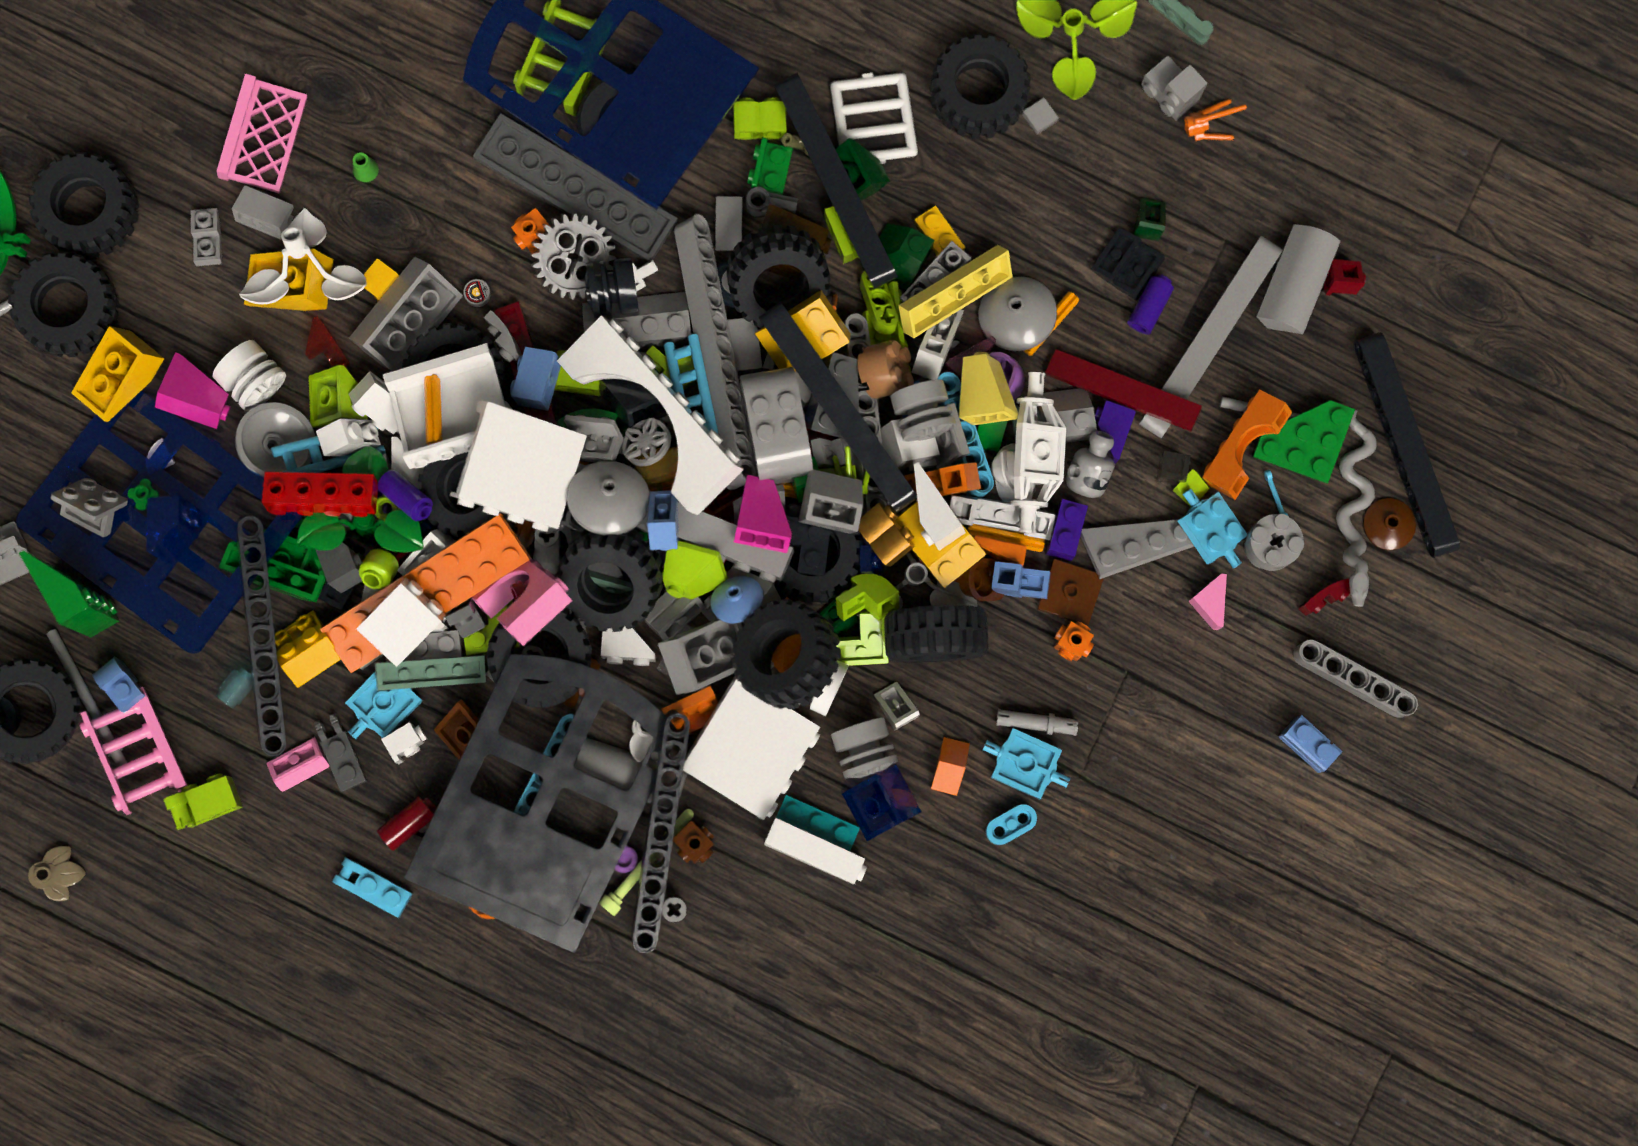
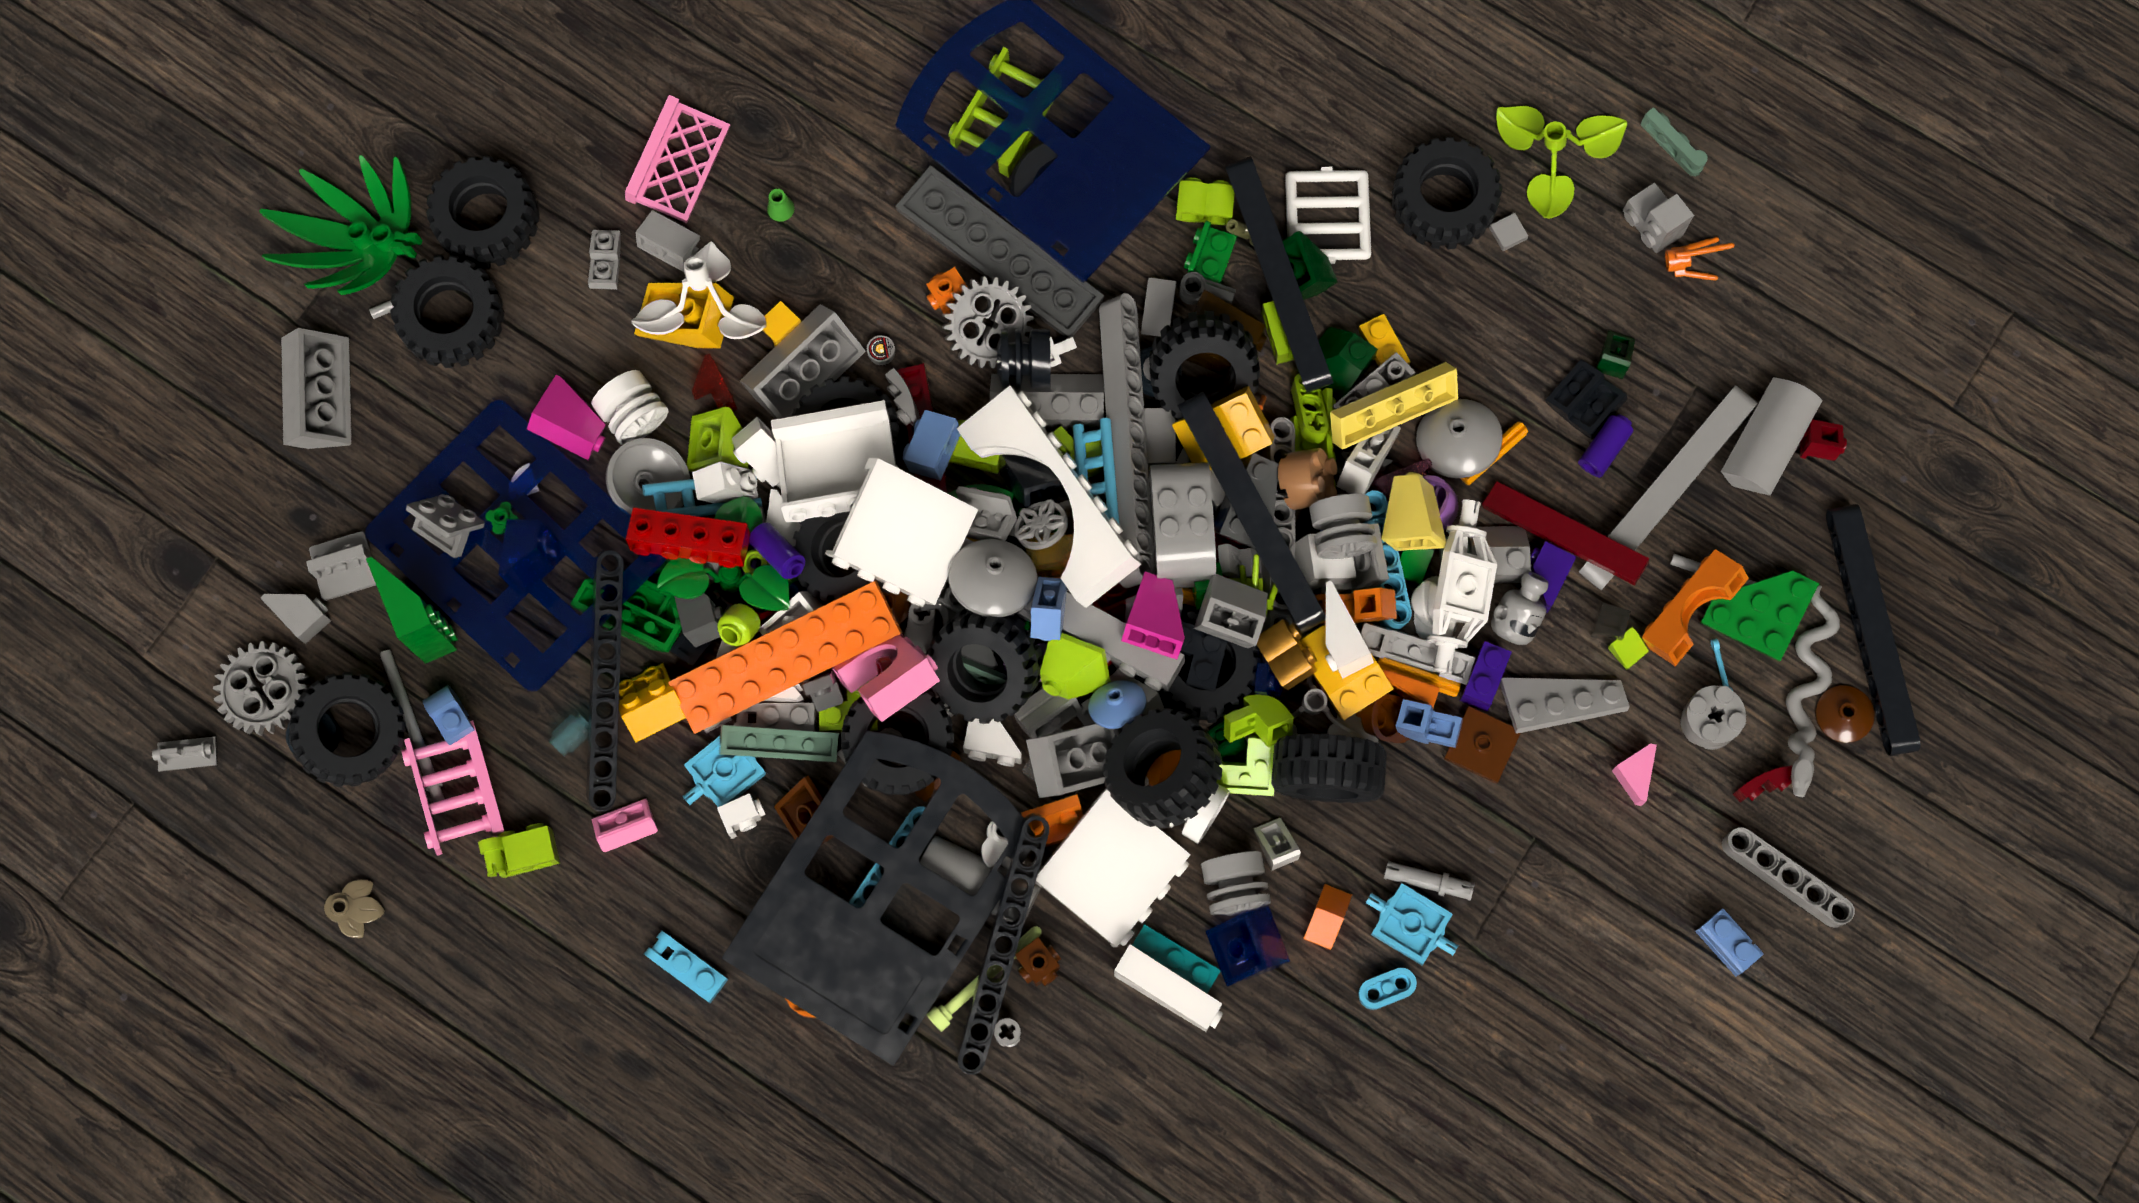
camera: 20 degrees right, 5 degrees down
(116, 372) = (491, 388): yellow slope -> none
(340, 755) = (671, 821): dark grey hinge -> none
(401, 621) = (756, 682): white brick -> none
(407, 822) = (732, 901): dark red brick -> none
(433, 417) = (818, 462): light orange axle -> none
(627, 861) = (963, 973): medium lavender tile -> none
(1067, 648) = (1475, 806): orange brick -> none
(1212, 528) = (1647, 693): medium azure plate -> none

